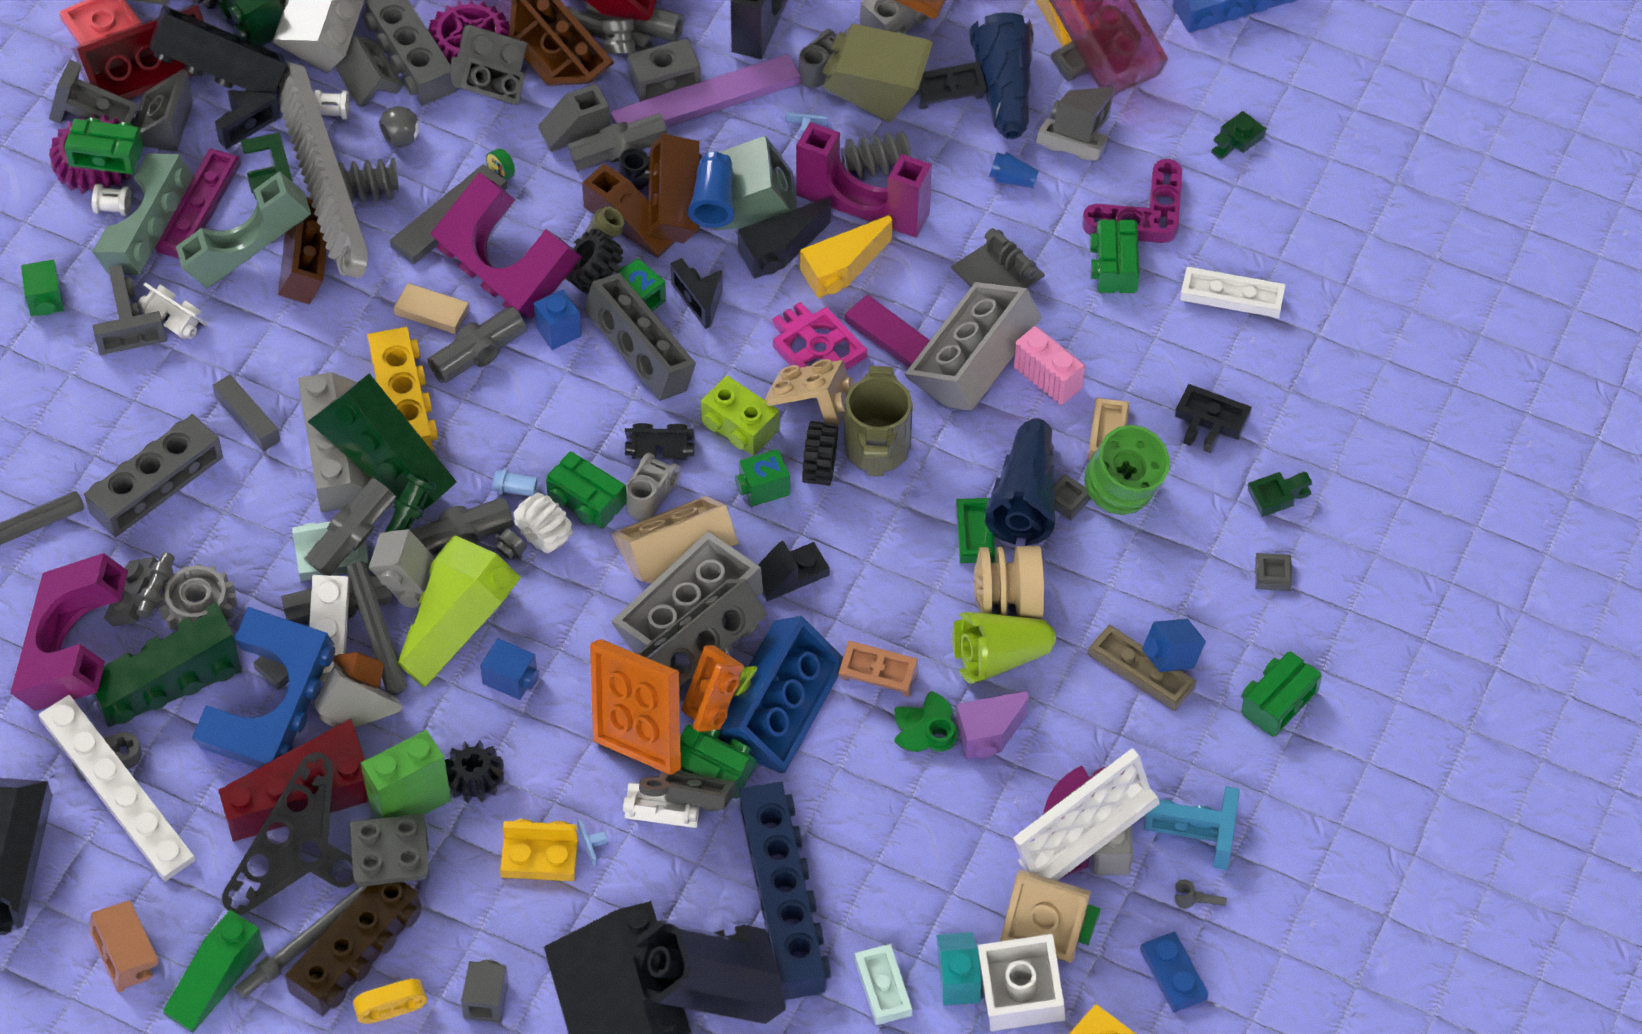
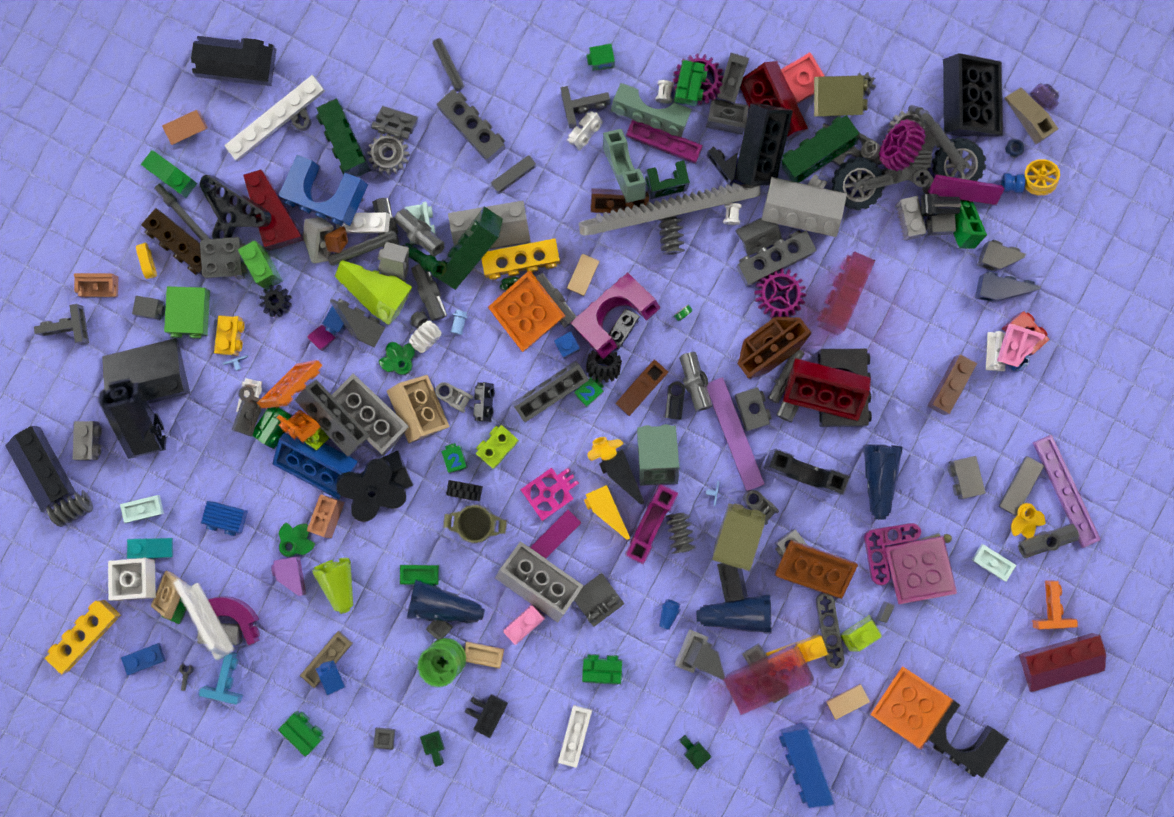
camera: 95 degrees right, 30 degrees up
(63, 596) = (344, 75): magenta arch -> none
(399, 126) = (713, 254): dark grey piece -> none
(415, 239) = (652, 283): dark grey tile -> none
(442, 406) = (507, 282): none -> dark green arm
(489, 65) = (748, 305): dark grey brick -> none
(493, 921) = (187, 311): none -> bright green brick
(497, 373) = (526, 311): none -> orange plate
(516, 235) = (623, 327): none -> hinge
(519, 621) = (360, 327): none -> dark grey slope
(544, 700) = (321, 337): none -> magenta slope
(575, 117) = (712, 356): dark grey slope -> none
(580, 579) = (396, 356): none -> green plate
(586, 490) = (450, 360): green brick -> none
(608, 221) = (628, 372): olive cone -> none
(618, 35) = (773, 381): dark grey wheel -> none
(671, 187) = (650, 412): reddish brown brick -> none
(699, 294) = (580, 428): black slope -> none
(712, 192) = (642, 435): blue plant -> none
(738, 257) = (604, 448): none -> yellow plate
(769, 804) = (147, 463): dark blue brick -> none
(822, 380) = (507, 487): tan bracket -> none
(826, 589) = (371, 489): none -> black plant
(891, 838) = (224, 517): none -> blue brick
(1010, 582) = (370, 591): tan wheel -> none
(1148, 218) = (633, 690): magenta beam -> none

